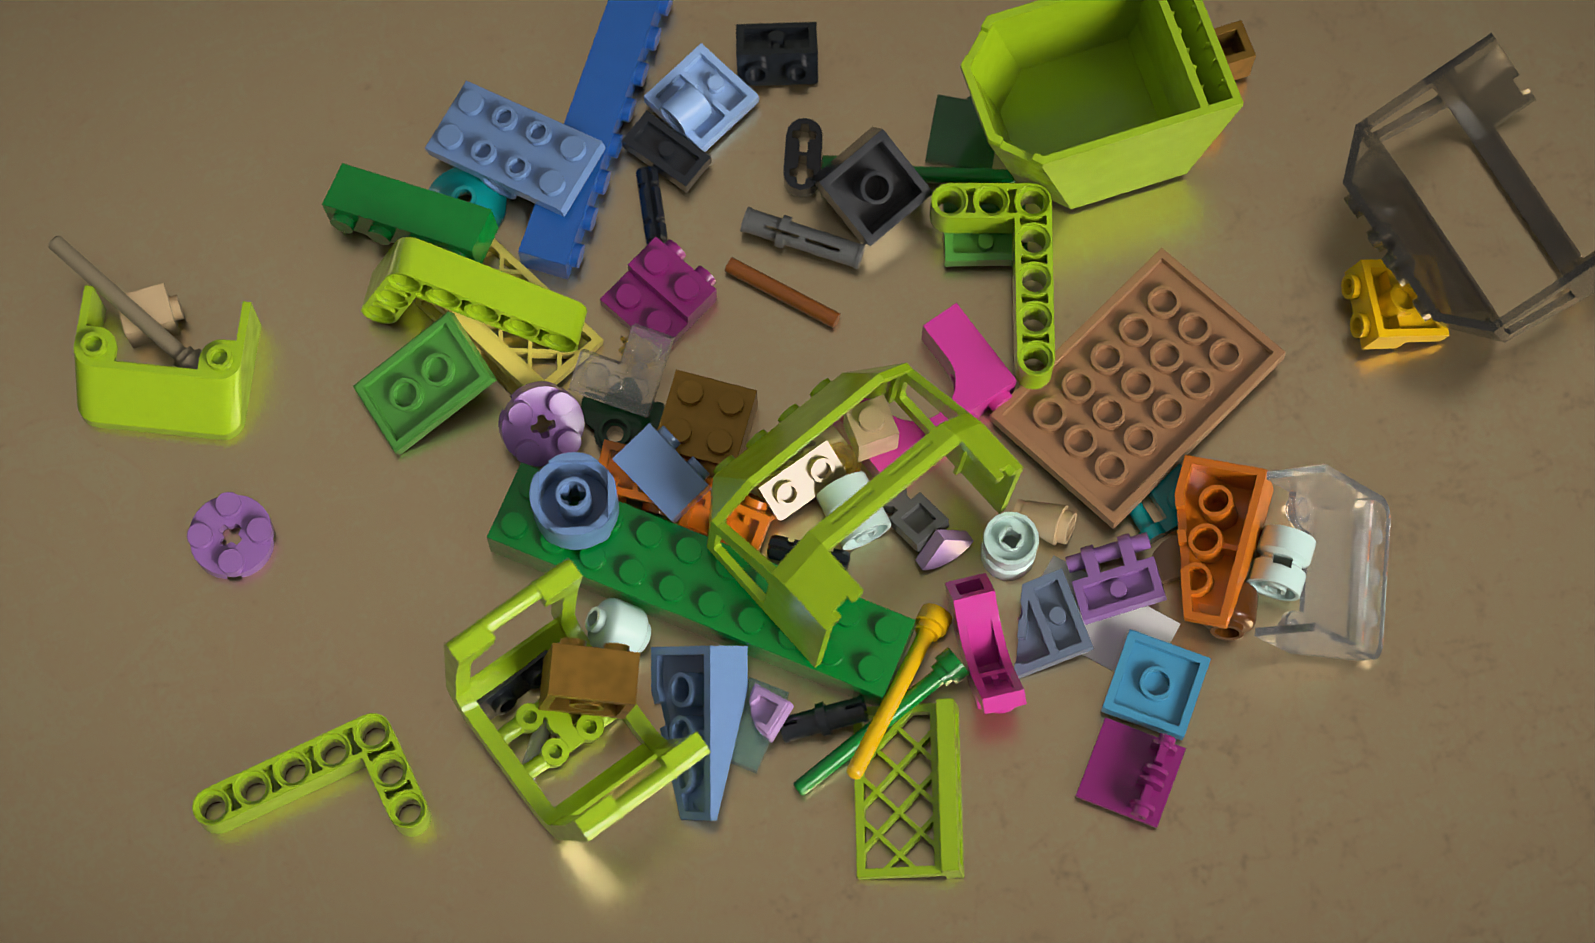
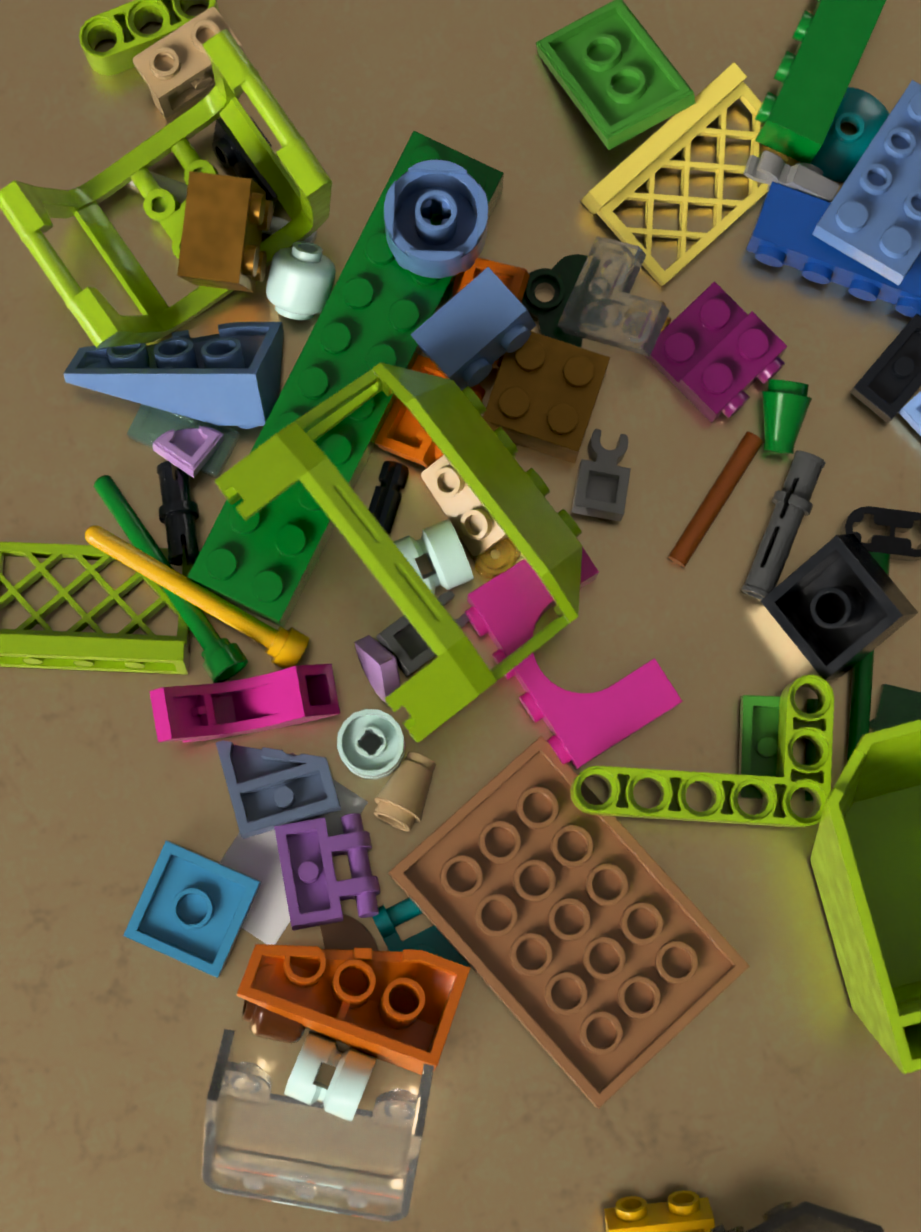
camera: 90 degrees right, 10 degrees up
(424, 734) = (178, 64): none -> tan bracket
(473, 290) = (720, 106): lime beam -> none
(512, 233) = (800, 176): none -> light grey plate
(522, 412) = (529, 203): medium lavender plate -> none
(651, 203) = (833, 349): black axle -> none
(710, 240) = (784, 412): none -> green cone
(778, 379) = (601, 483): none -> light grey plate
(871, 428) = (513, 583): tan brick -> none
(1131, 772) = (91, 870): magenta hinge -> none

